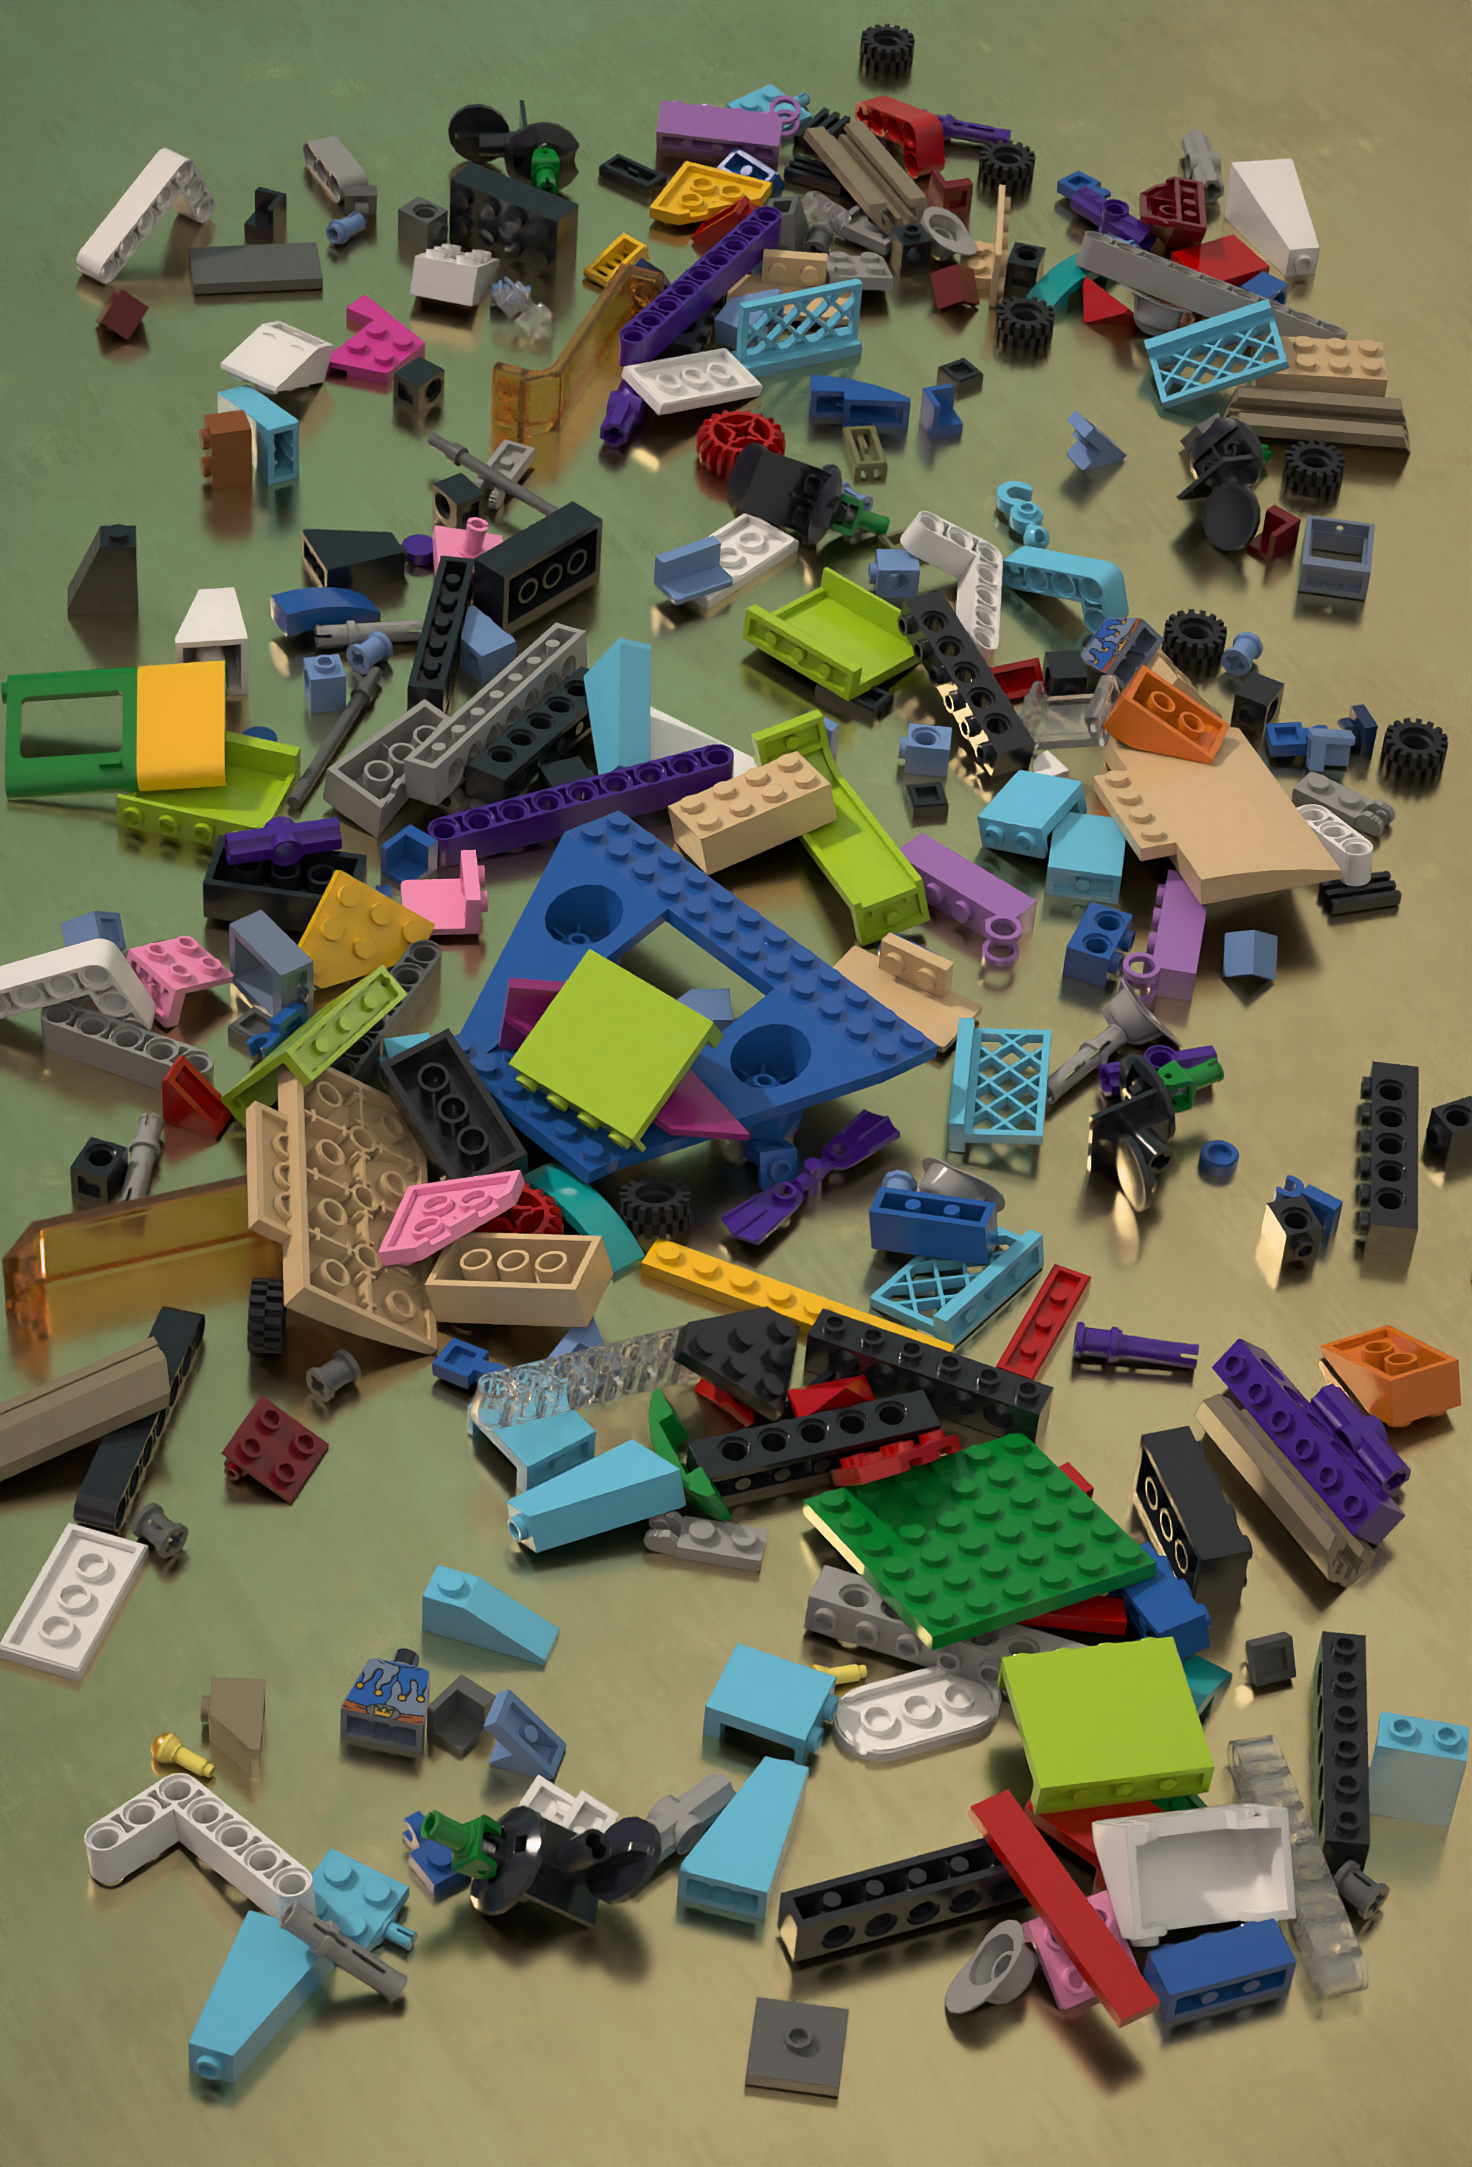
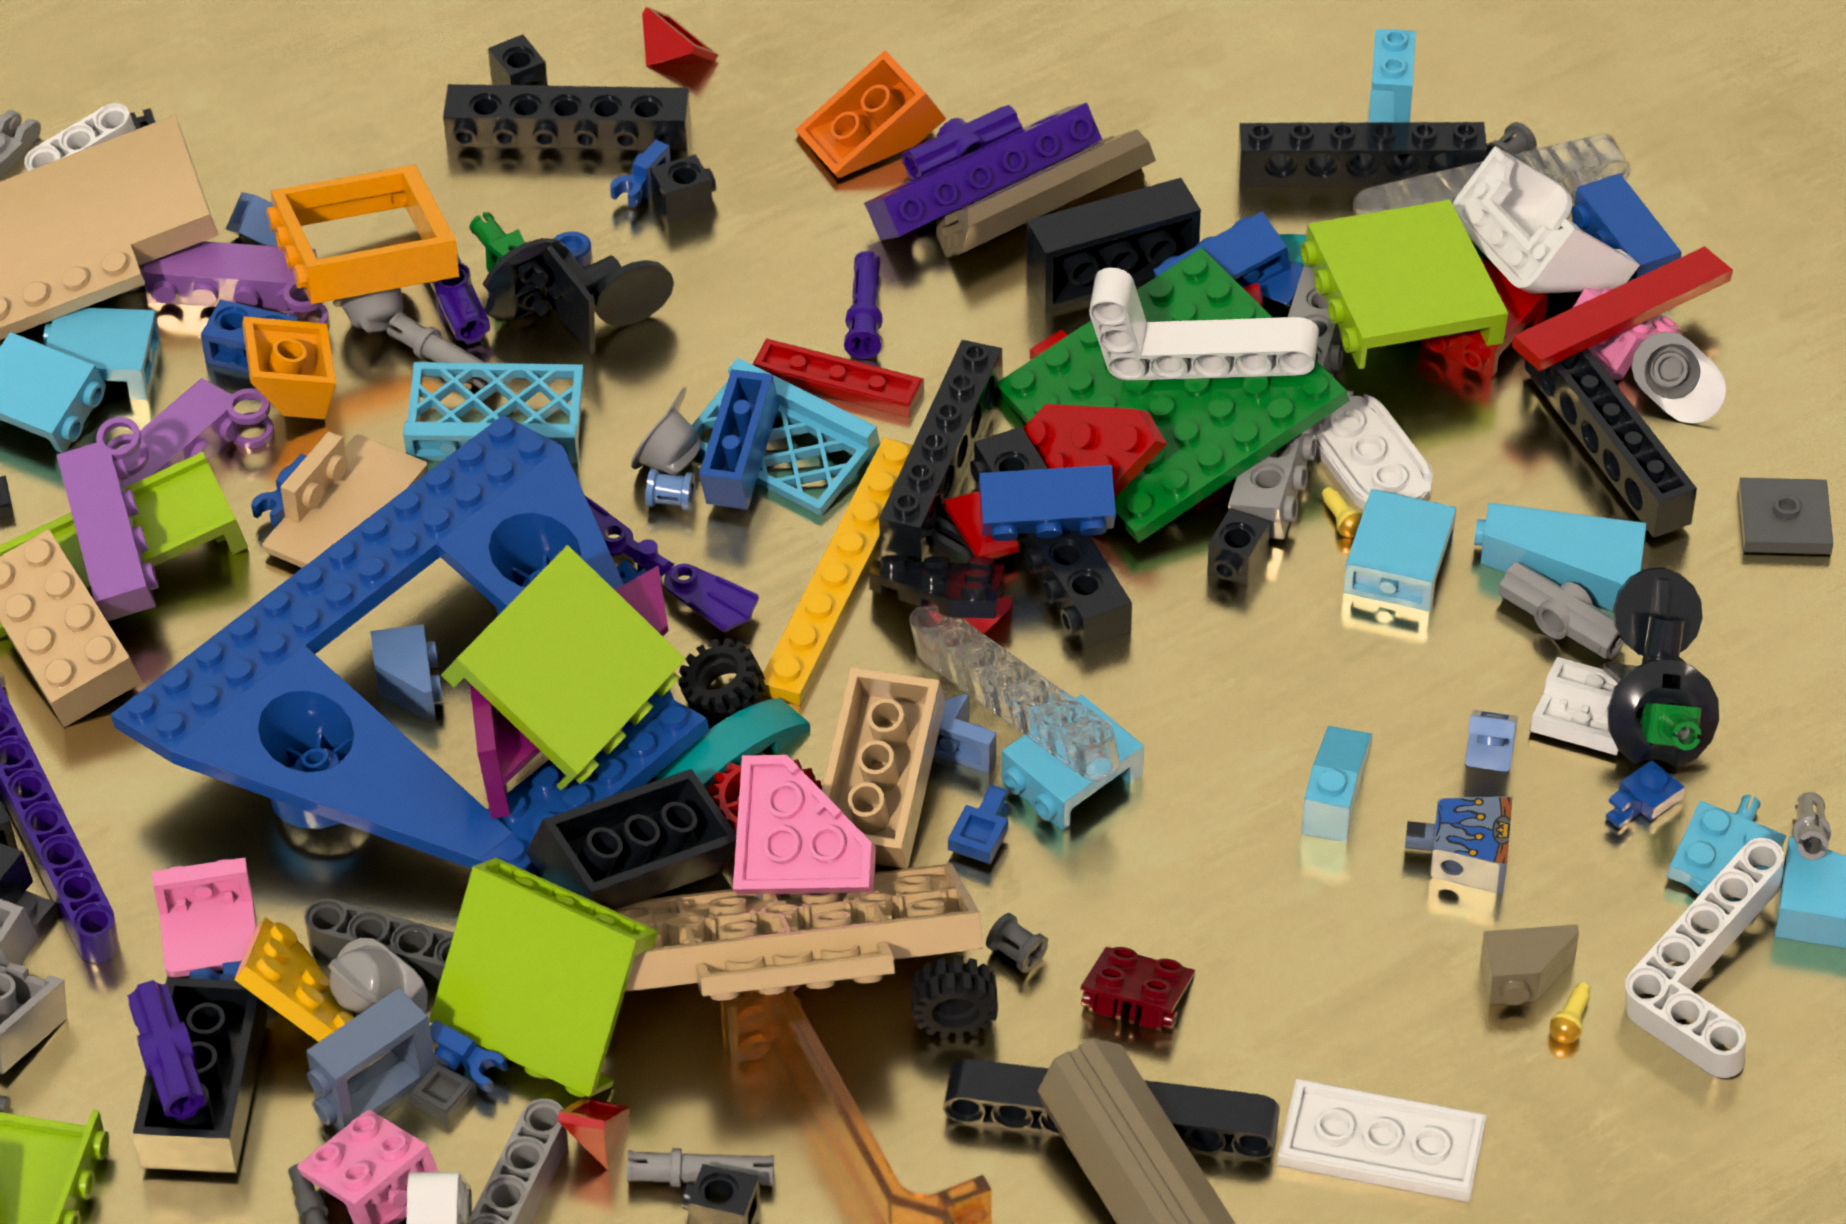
camera: 90 degrees left, 5 degrees up
(142, 1529) = (1286, 1068): dark grey bush -> none
(351, 966) = (368, 973): none -> light grey piece
(409, 855) = (115, 965): blue panel -> none
(459, 1715) = (1457, 777): dark grey panel -> none
(596, 1497) = (1156, 687): medium azure slope -> none
(667, 1433) = (1045, 651): green slope -> none
(707, 1541) = (1185, 614): light grey hinge -> none
(783, 1581) = (1238, 547): none -> black brick
(814, 1410) = (1046, 502): none -> blue brick
(849, 827) = (105, 522): none -> medium lavender hinge
(1002, 1506) = (1193, 348): none -> white beam
(1045, 948) = (291, 365): none -> light orange slope
(1201, 1032) = (368, 270): none -> light orange window
(1270, 1658) = (1252, 202): dark grey tile -> none

